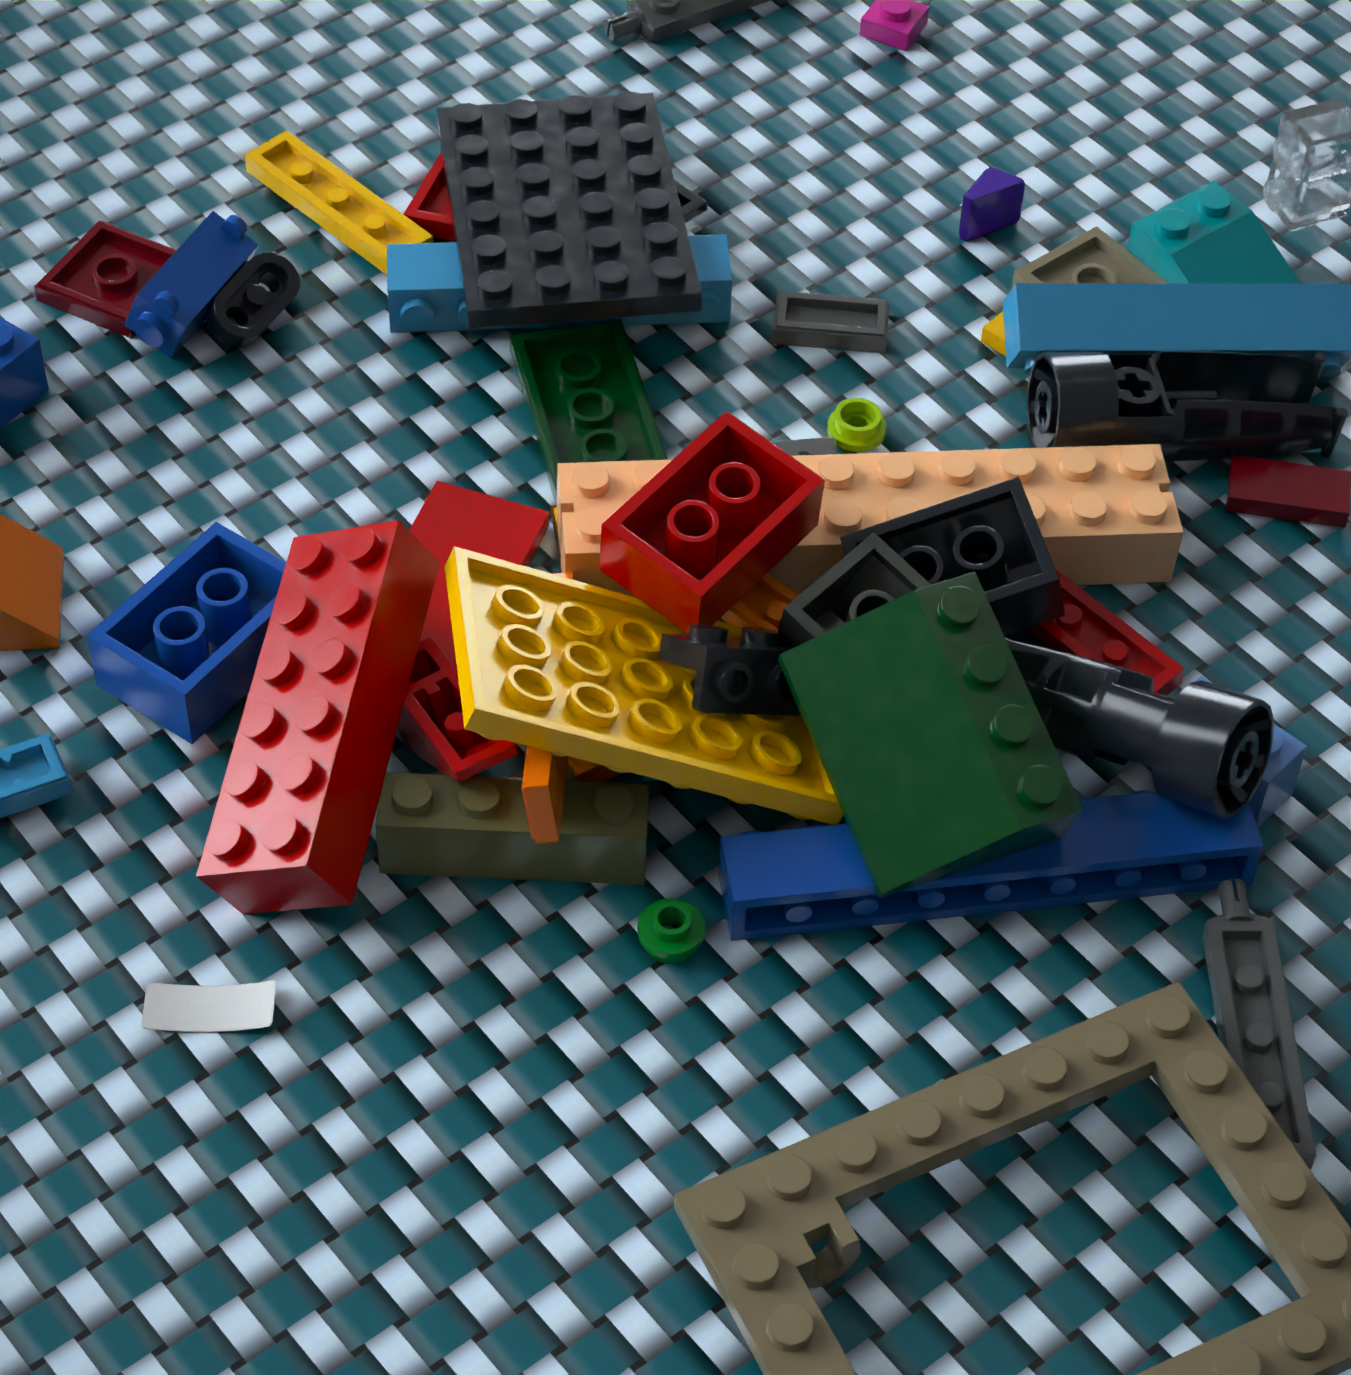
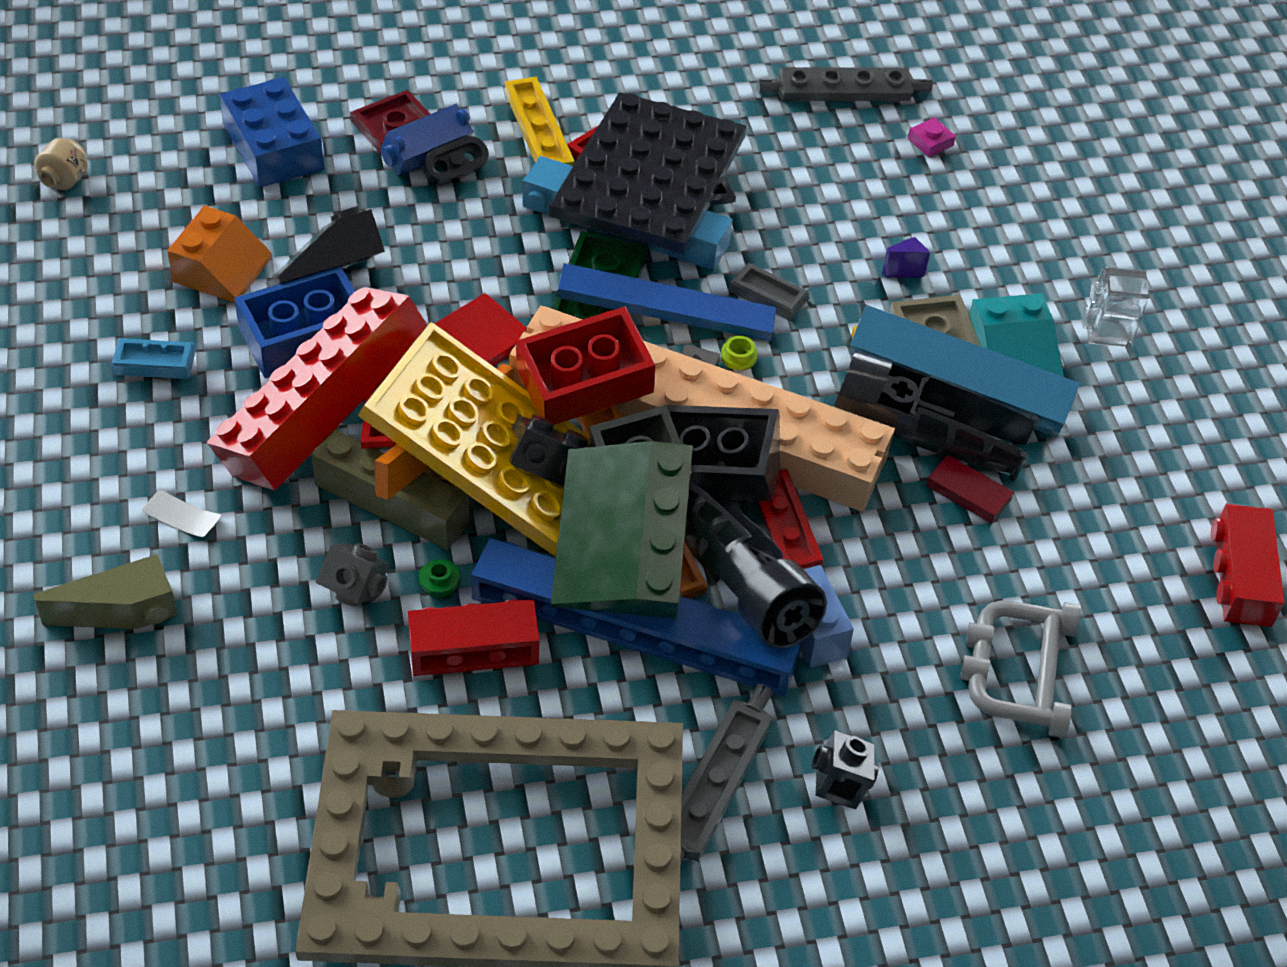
camera: 25 degrees right, 0 degrees up
(173, 501) = (343, 242): none -> black slope
(211, 1181) = (114, 598): none -> olive slope
(540, 997) = (353, 573): none -> dark grey brick
(706, 392) = (666, 302): none -> blue tile
(787, 994) = (473, 637): none -> red brick

